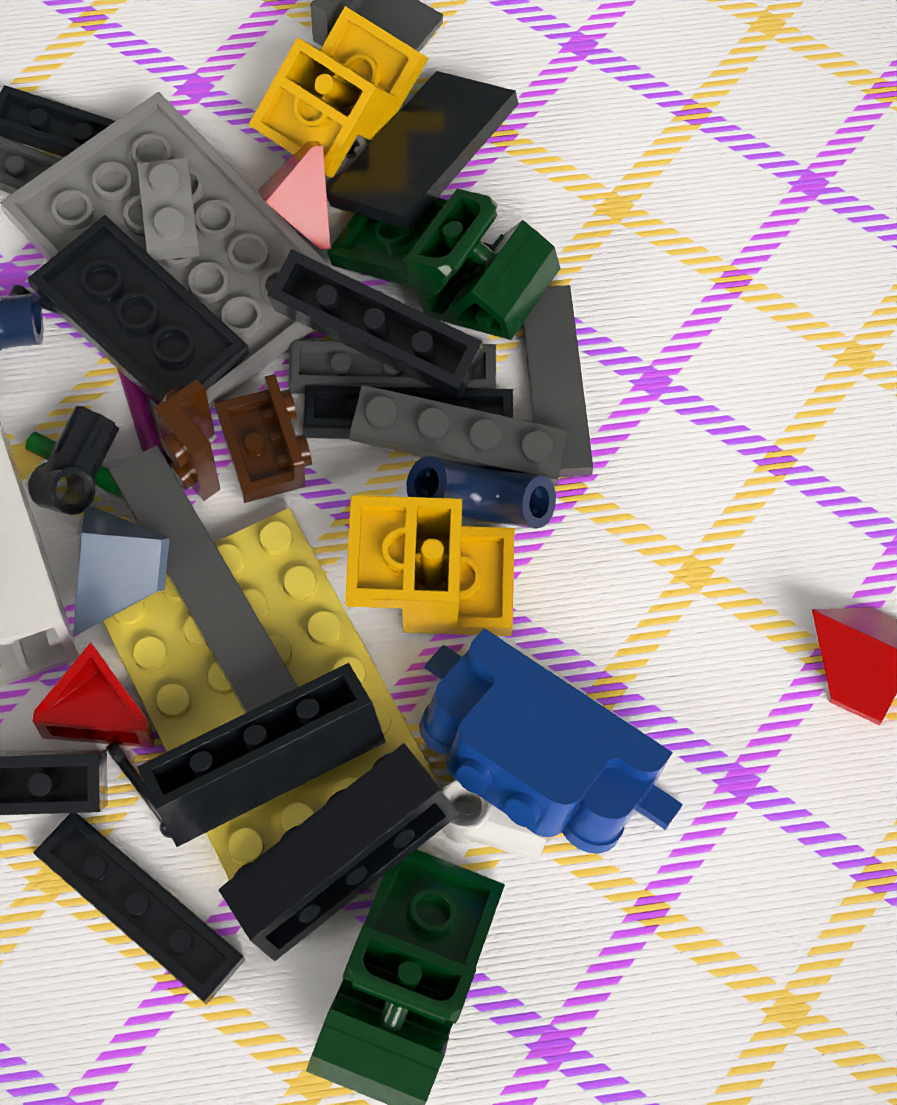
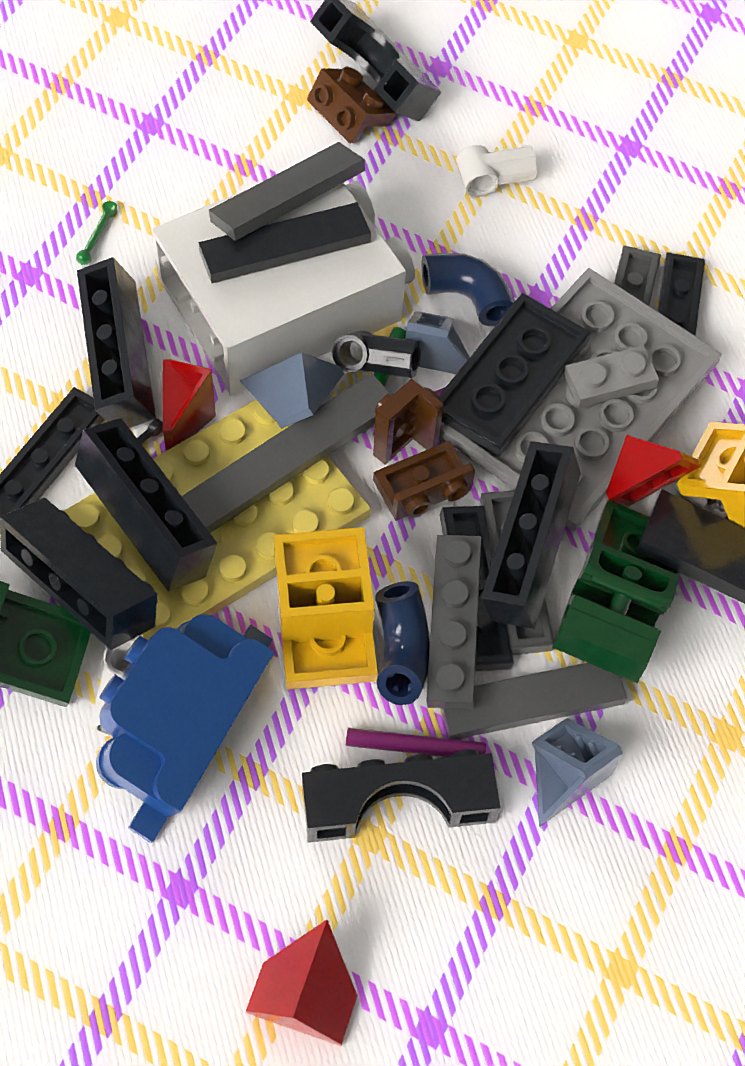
camera: 80 degrees right, 5 degrees down
(49, 396) = (438, 342): none -> sand blue slope
(595, 508) = (409, 743): none -> magenta bar
(644, 353) = (569, 765): none -> sand blue slope
(663, 589) = (457, 787): none -> black arch

